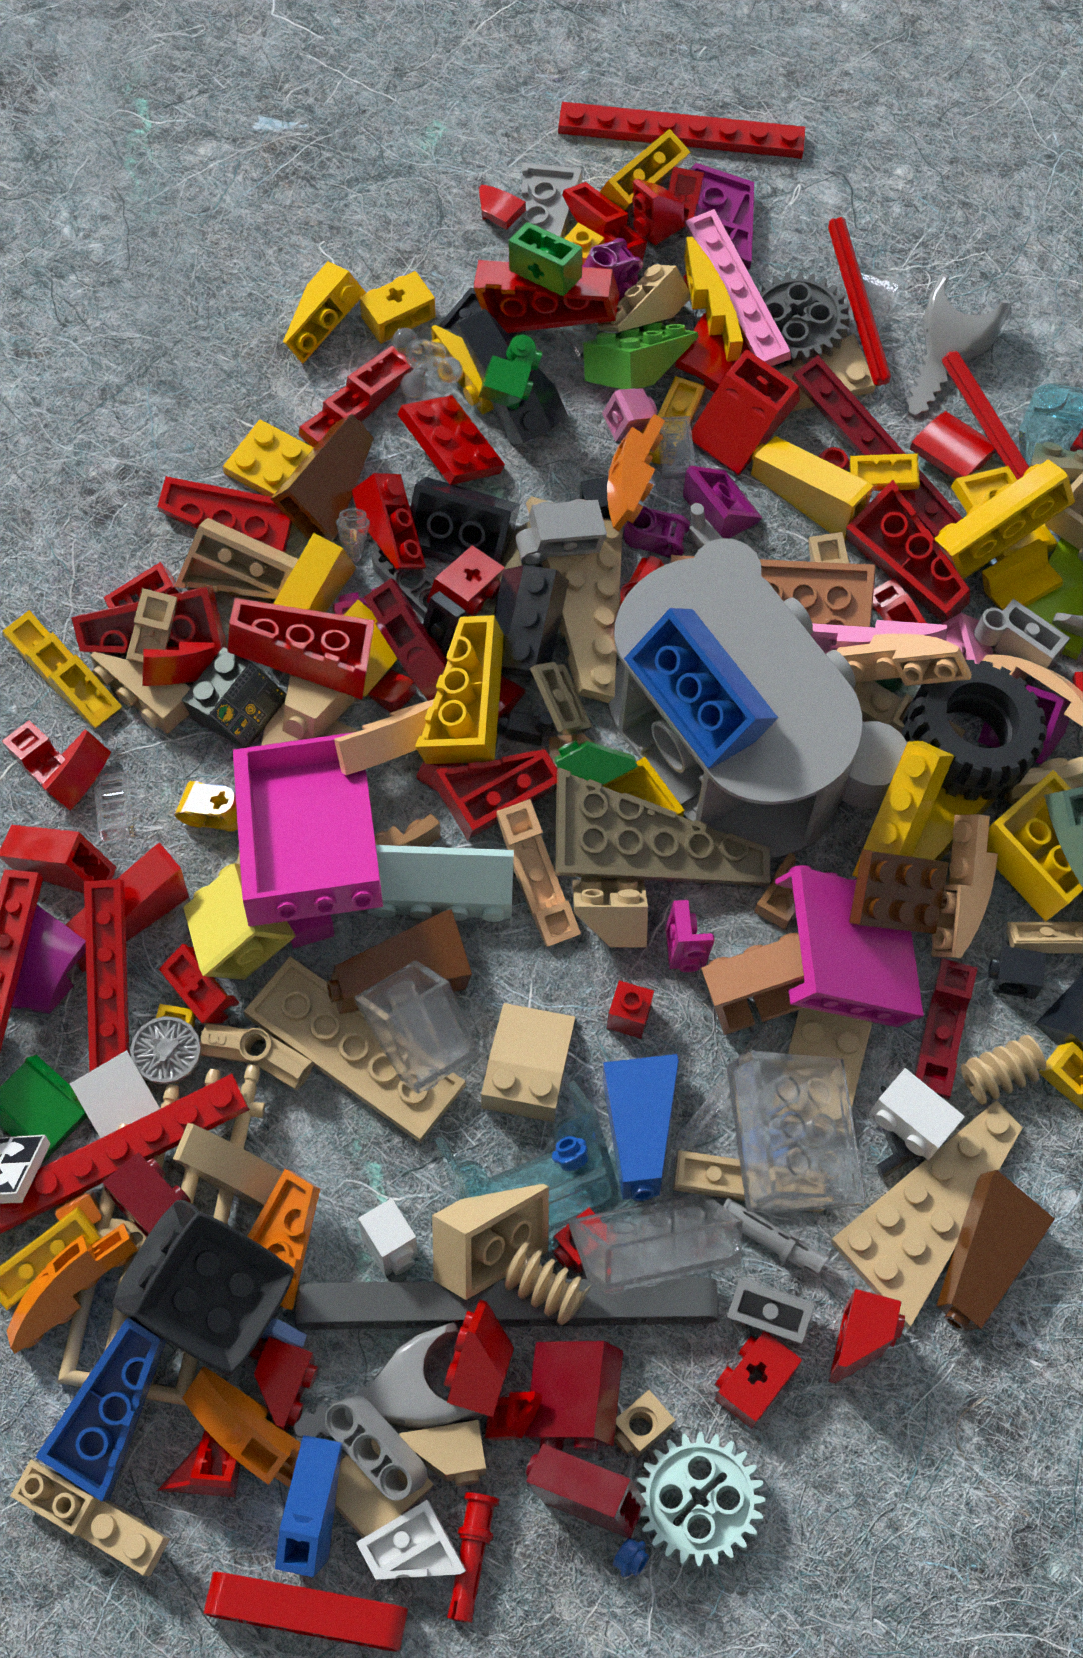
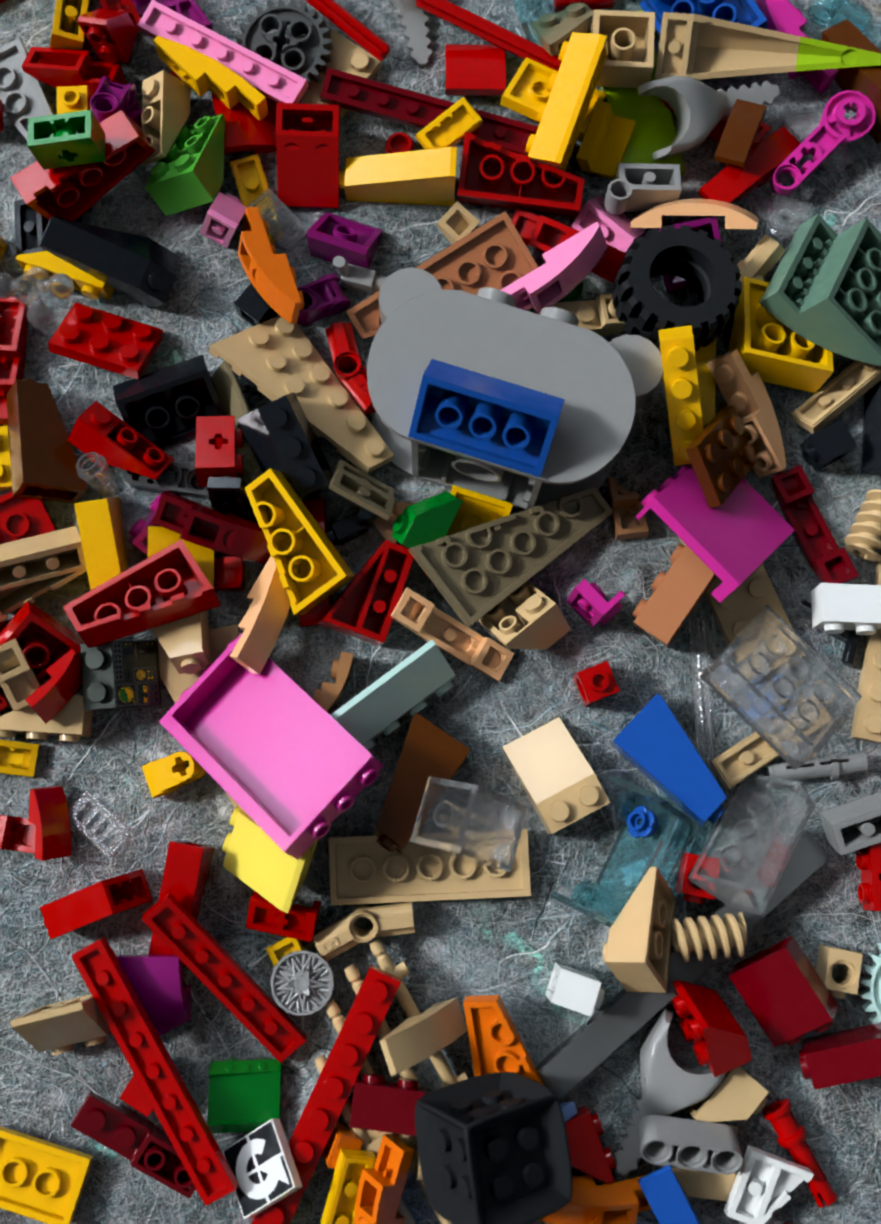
camera: 40 degrees left, 15 degrees up
(114, 1094) = (293, 1044): white sticker -> none
(507, 380) = (120, 264): green brick -> none
(513, 1416) = (759, 1035): red slope -> none
(561, 531) = (257, 356): light grey hinge -> none
(909, 657) = (603, 268): light nougat slope -> none

